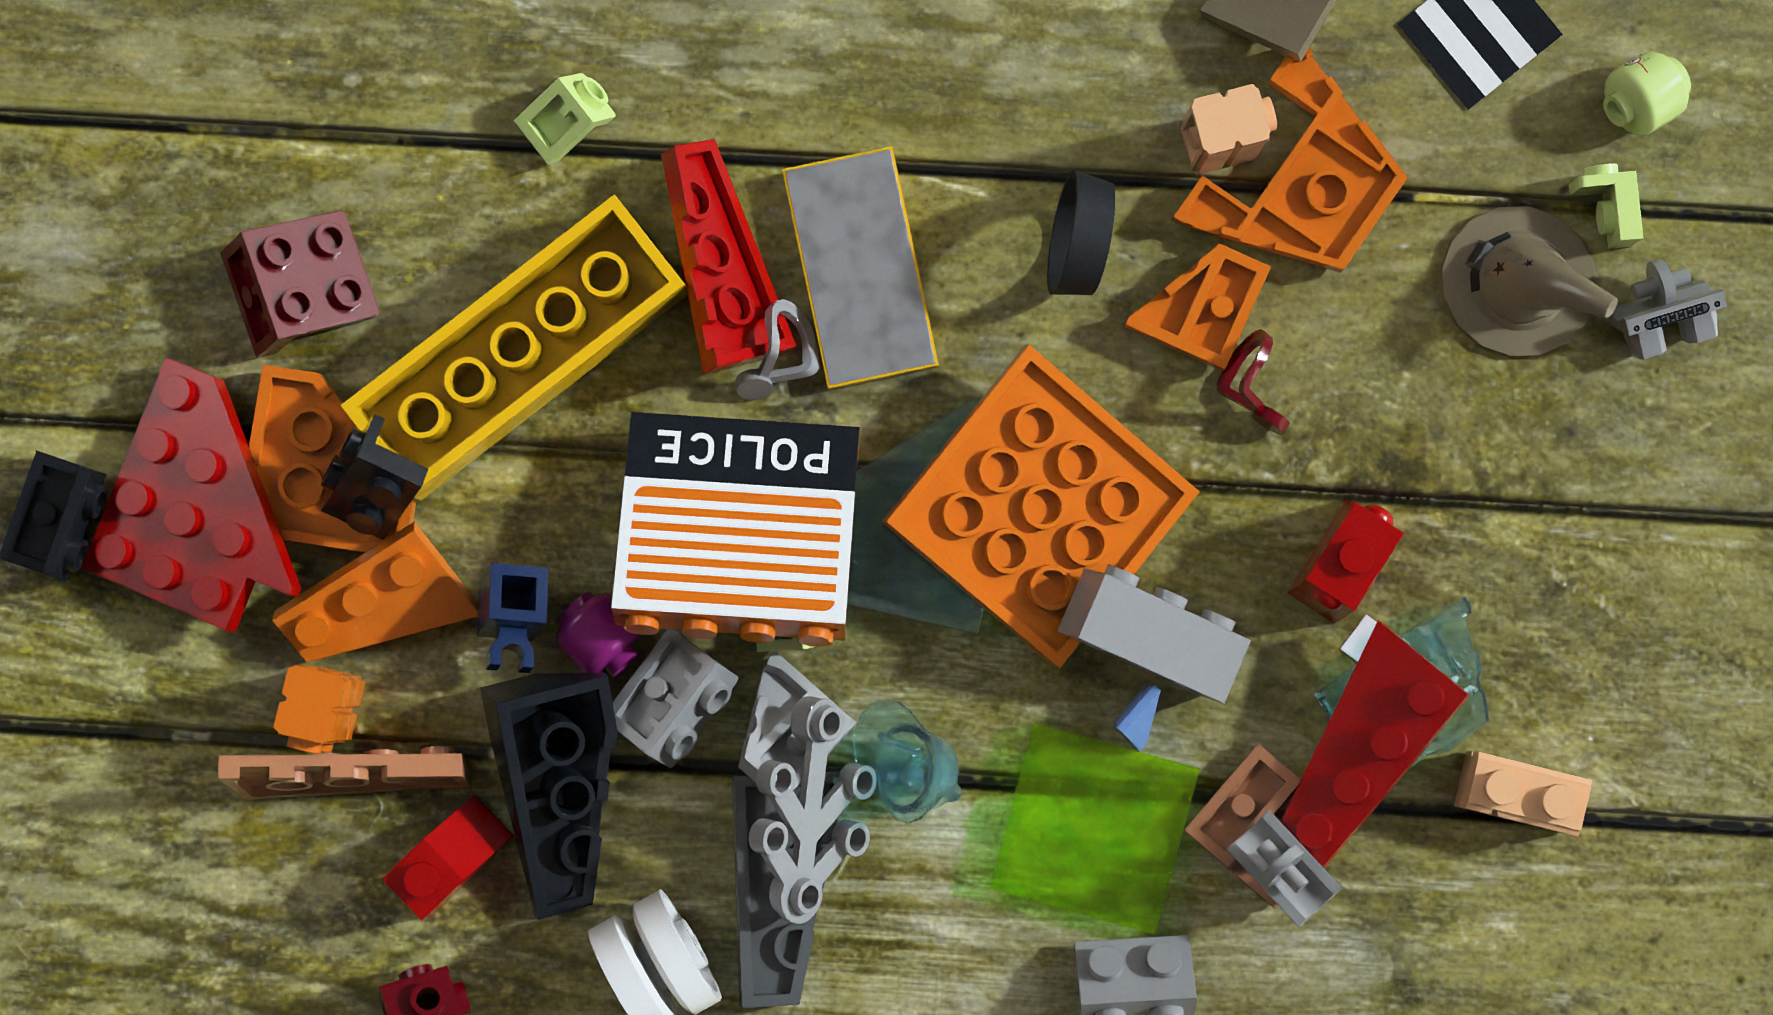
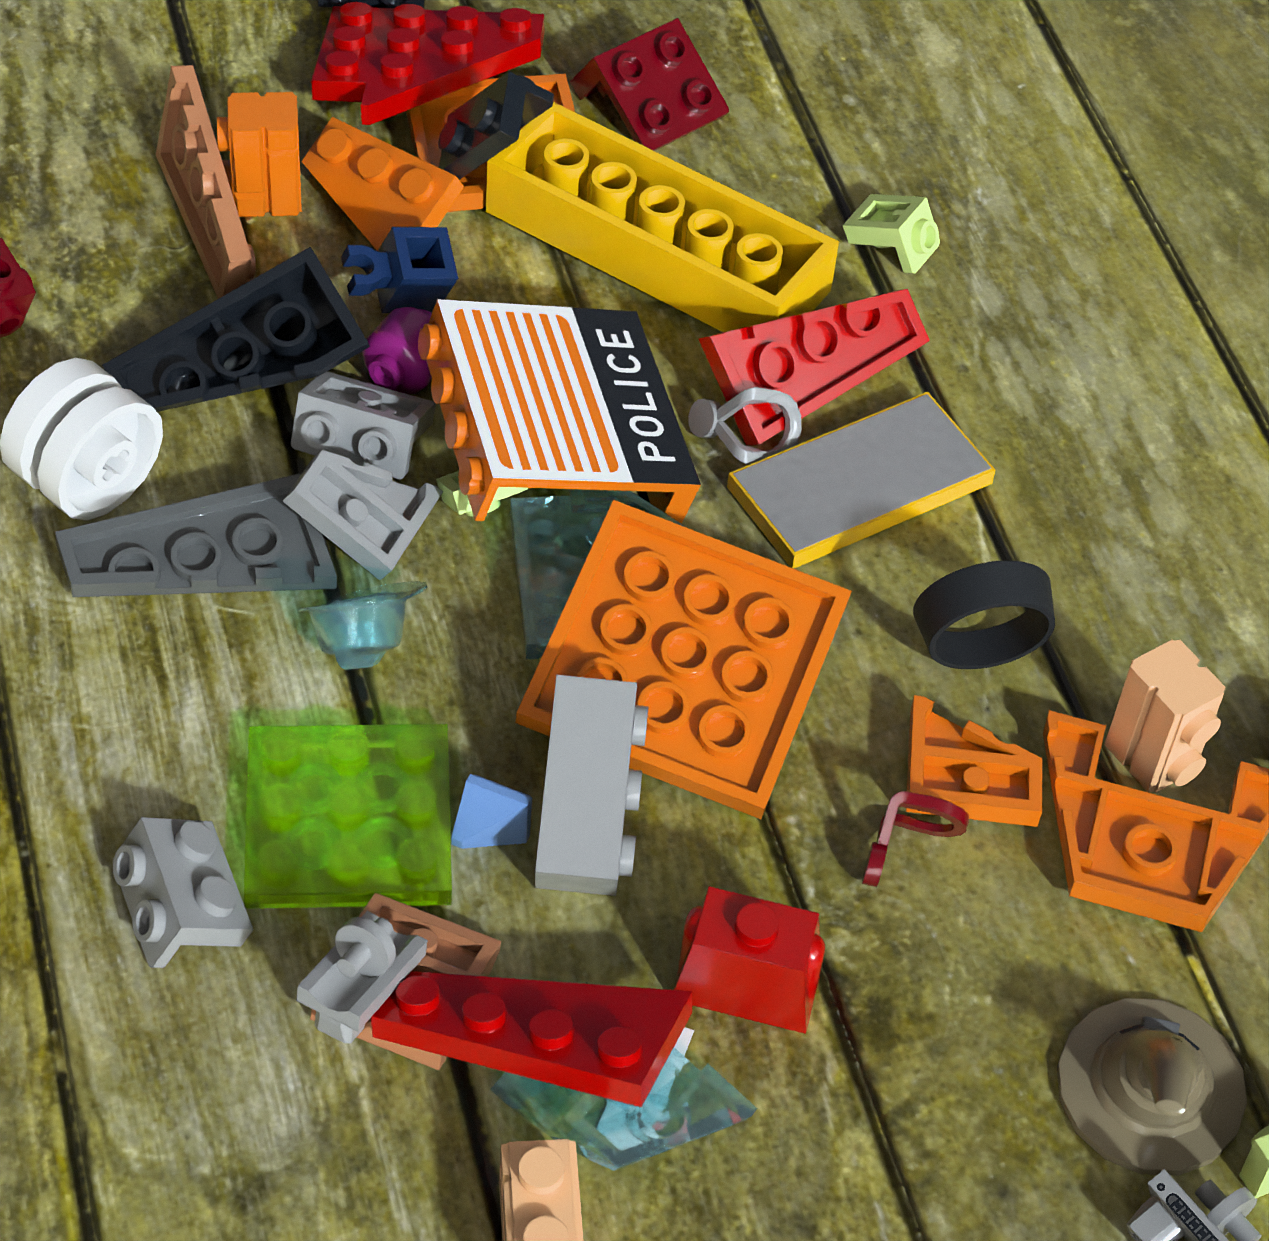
camera: 65 degrees right, 35 degrees down
(447, 858) = (135, 280): red slope -> none
(799, 881) = (272, 525): light grey plant -> none

